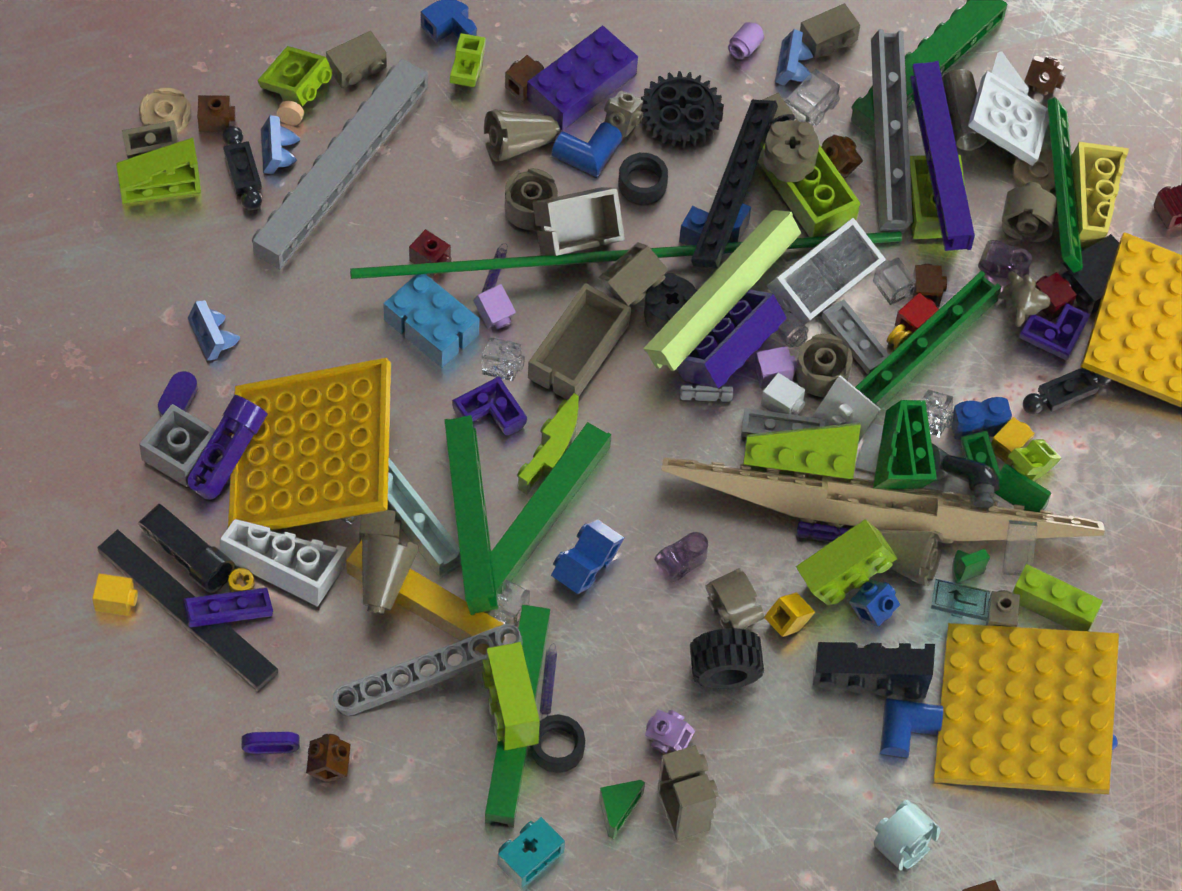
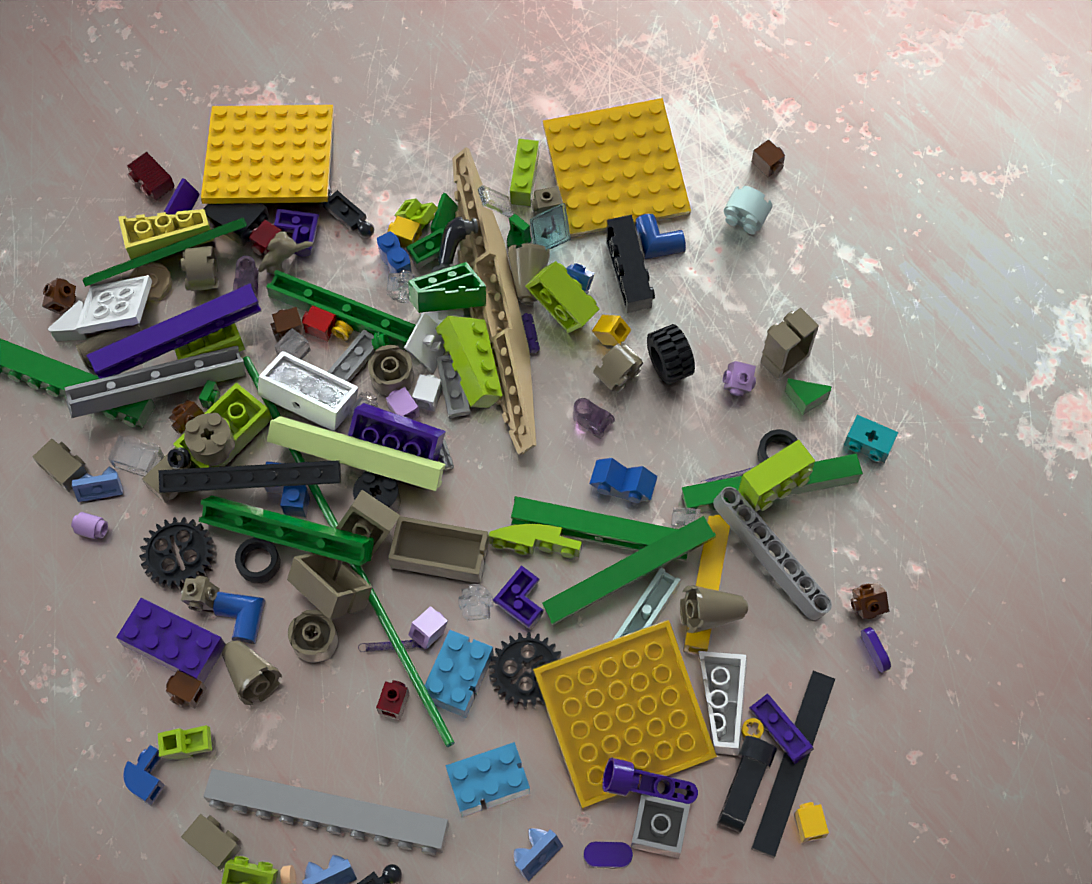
camera: 105 degrees left, 5 degrees up
(305, 309) = (488, 776): none -> dark azure piece
(430, 378) = (512, 655): none -> black gear
(657, 201) = (287, 530): none -> green tile
(862, 363) = (380, 340): none -> green plate
(863, 185) = (209, 394): none -> green plate
(1136, 222) = (183, 198): none -> dark purple slope

